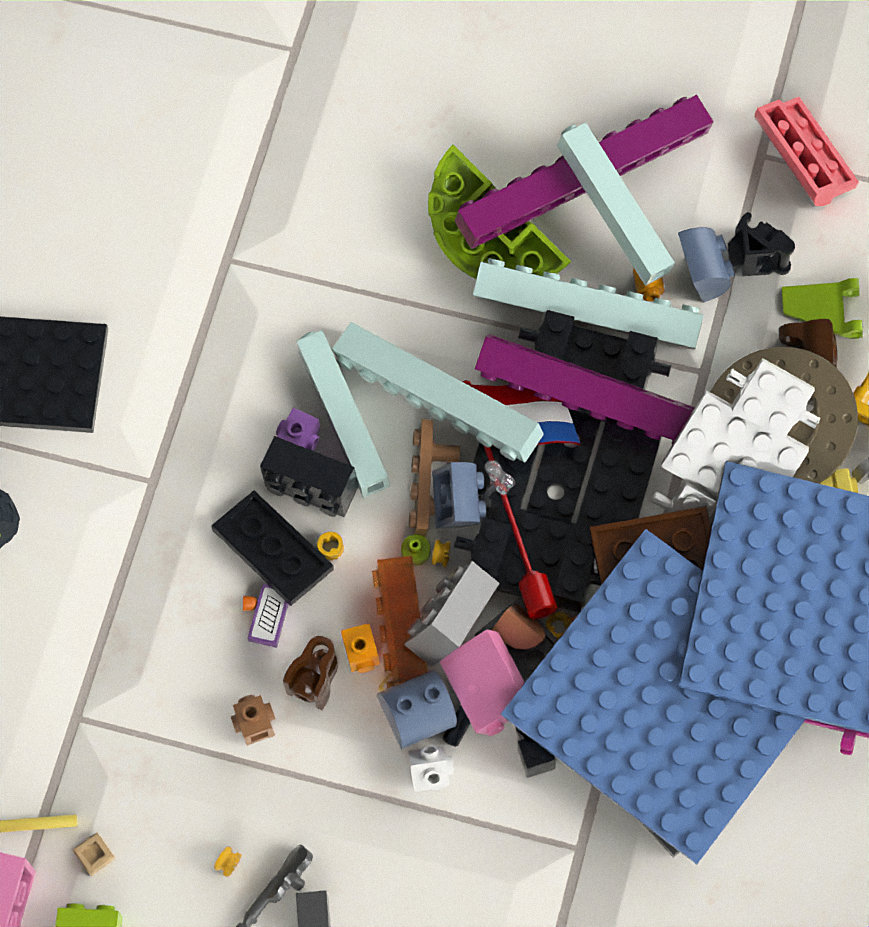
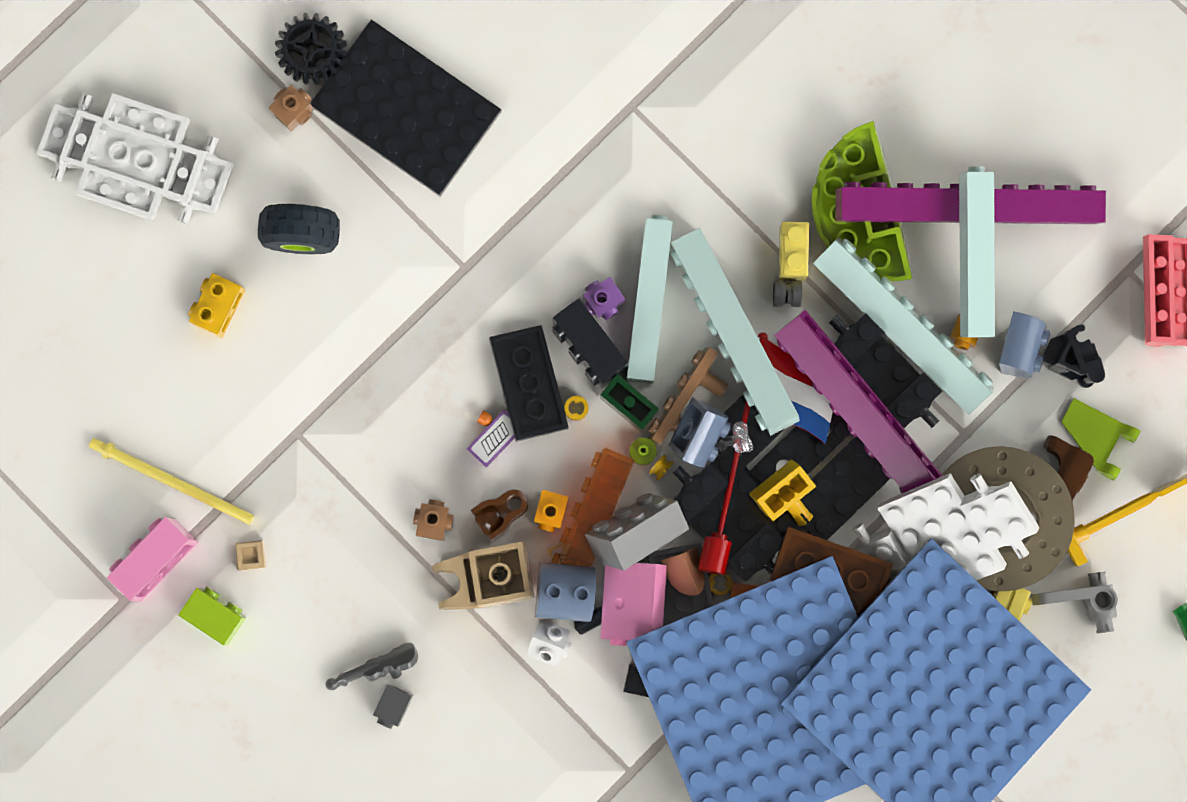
camera: 20 degrees right, 15 degrees up
(227, 860) = (349, 624): yellow bush -> none
(329, 748) = (478, 577): none -> tan brick
(377, 510) = (629, 403): none -> dark green brick
(449, 298) = (793, 251): none -> light yellow brick
(465, 337) = (787, 293): none -> dark grey wheel
(568, 503) = (783, 493): none -> yellow brick

